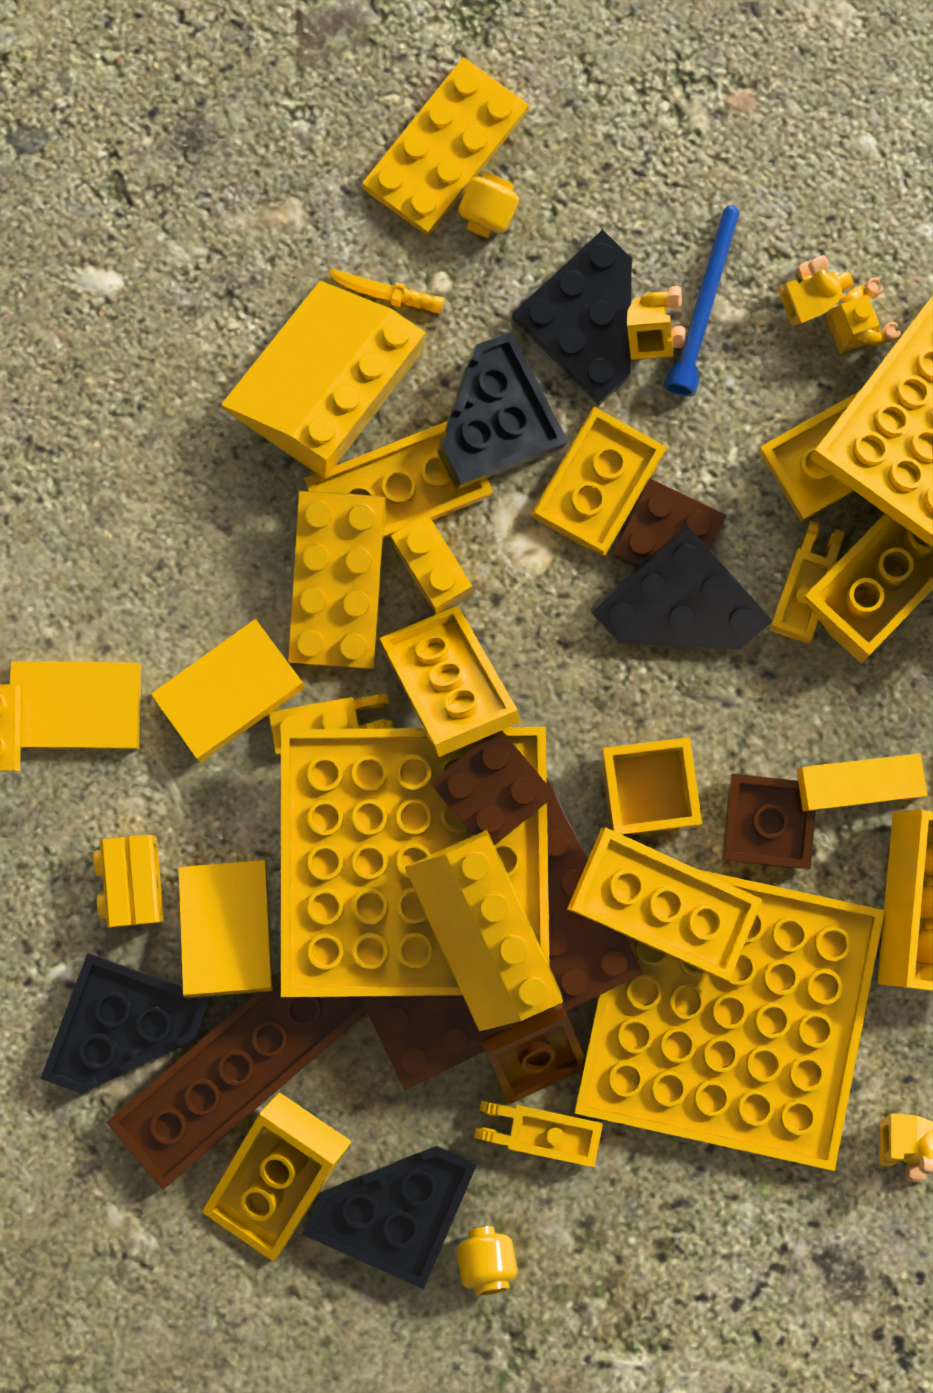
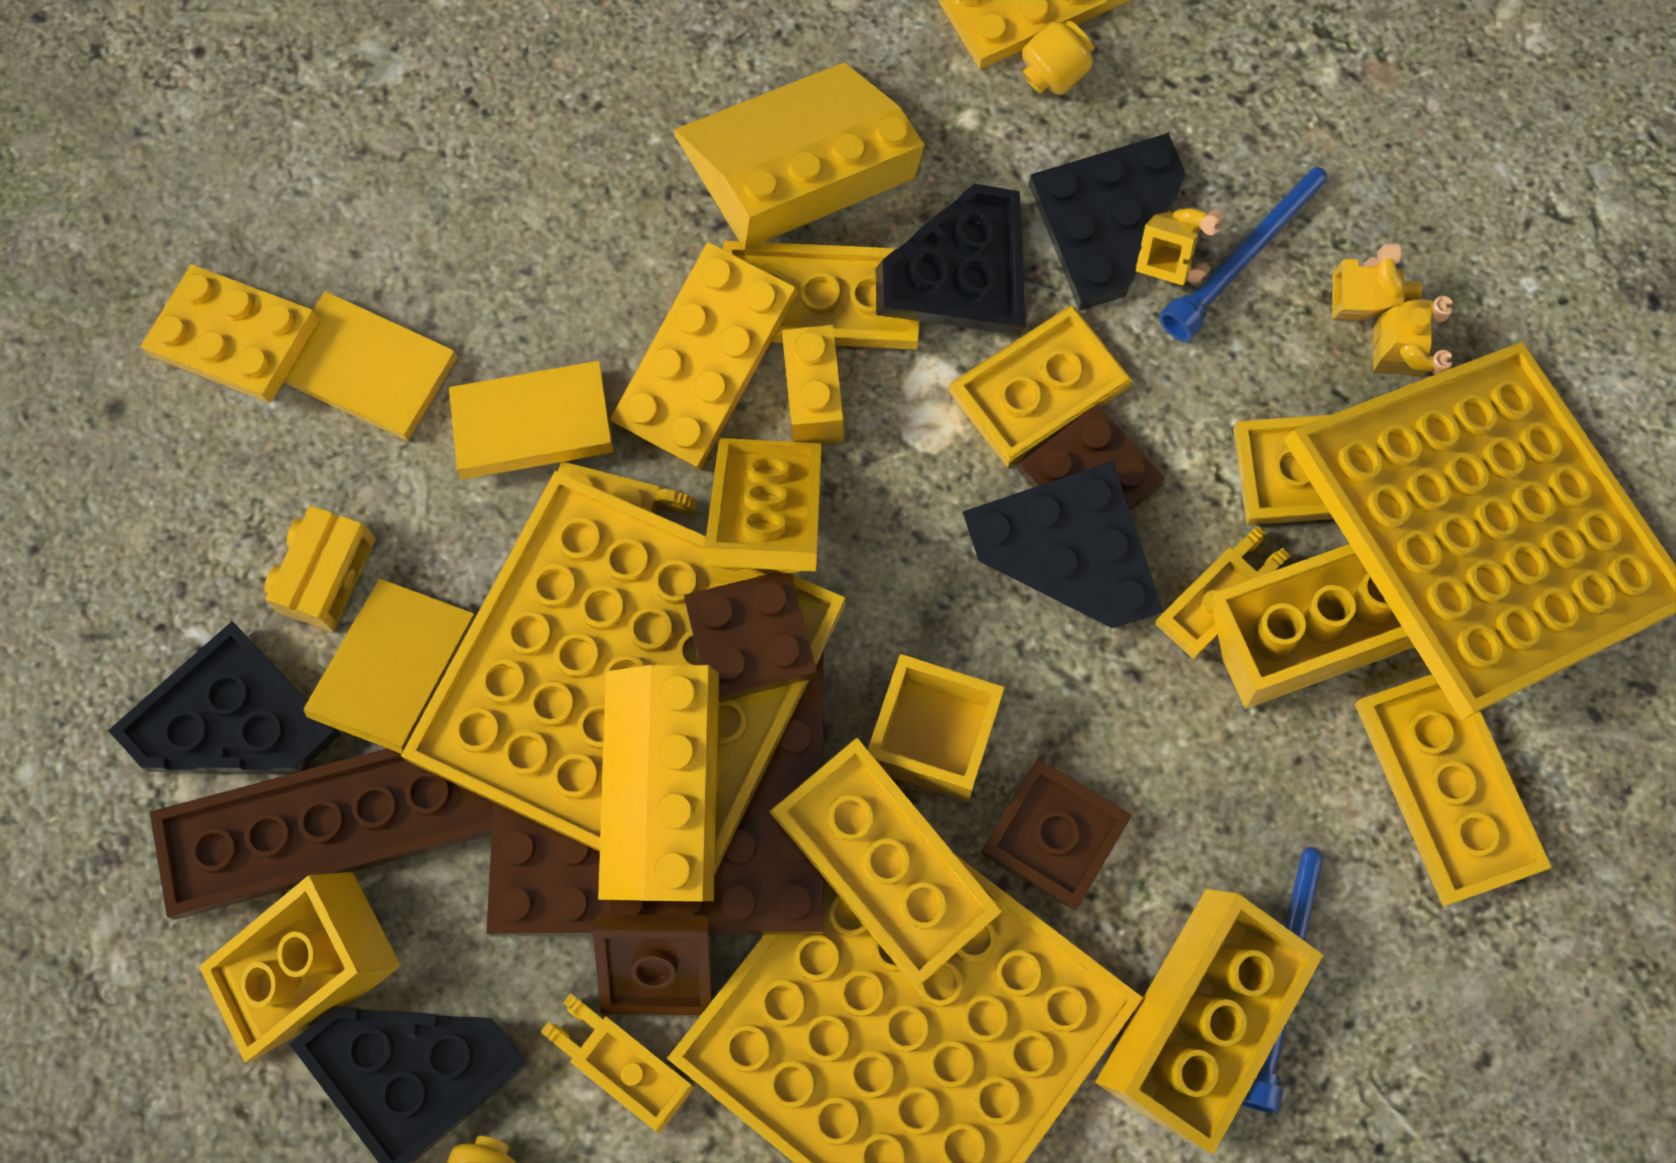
camera: 30 degrees right, 10 degrees down
(395, 294) = (916, 108): yellow piece -> none
(861, 782) = (1183, 838): yellow tile -> none

